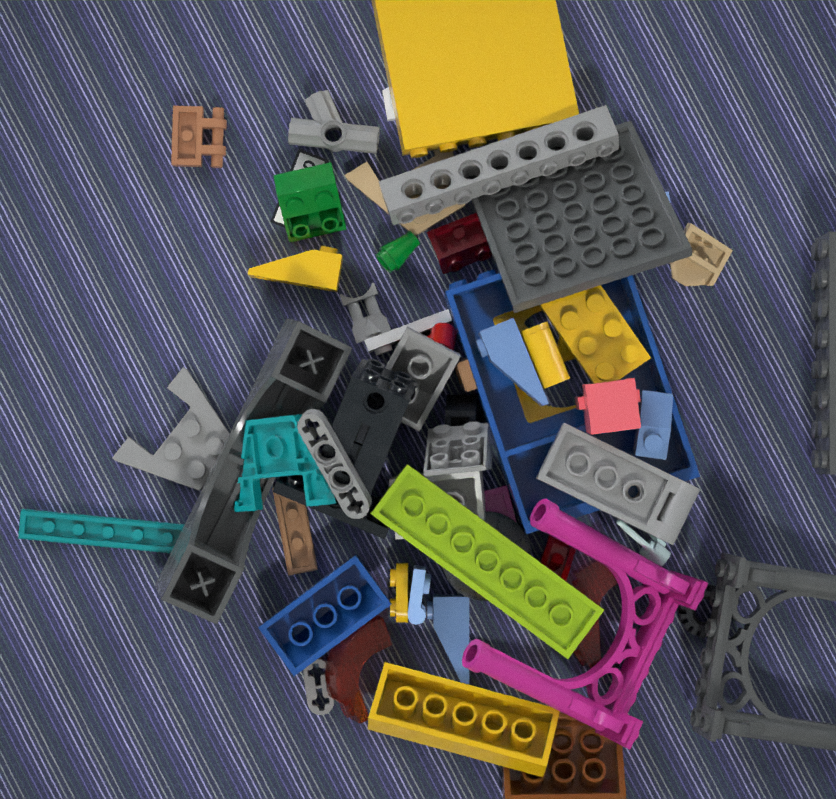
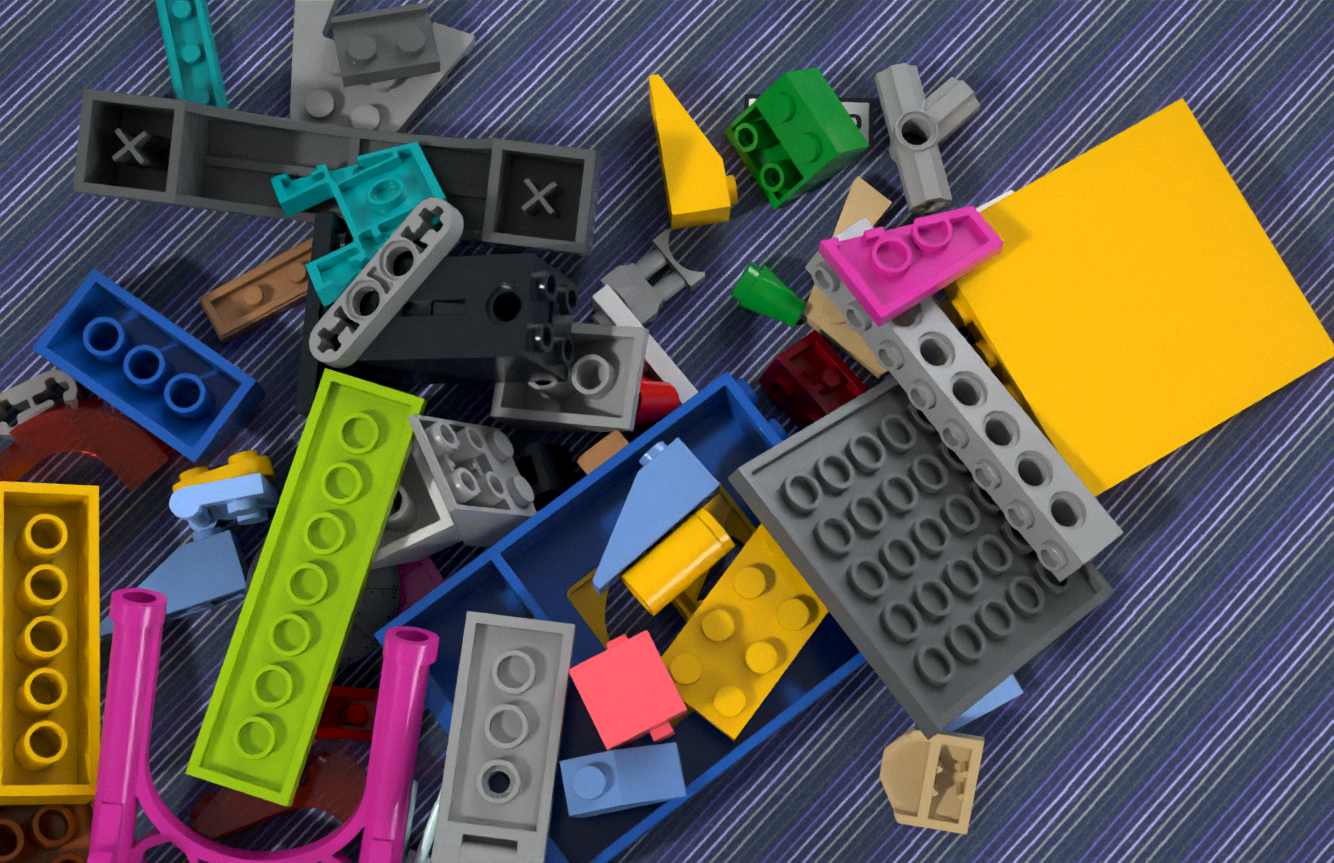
camera: 75 degrees right, 10 degrees down
(174, 420) = (385, 44): none -> dark grey plate
(418, 169) = (911, 262): none -> dark pink wing

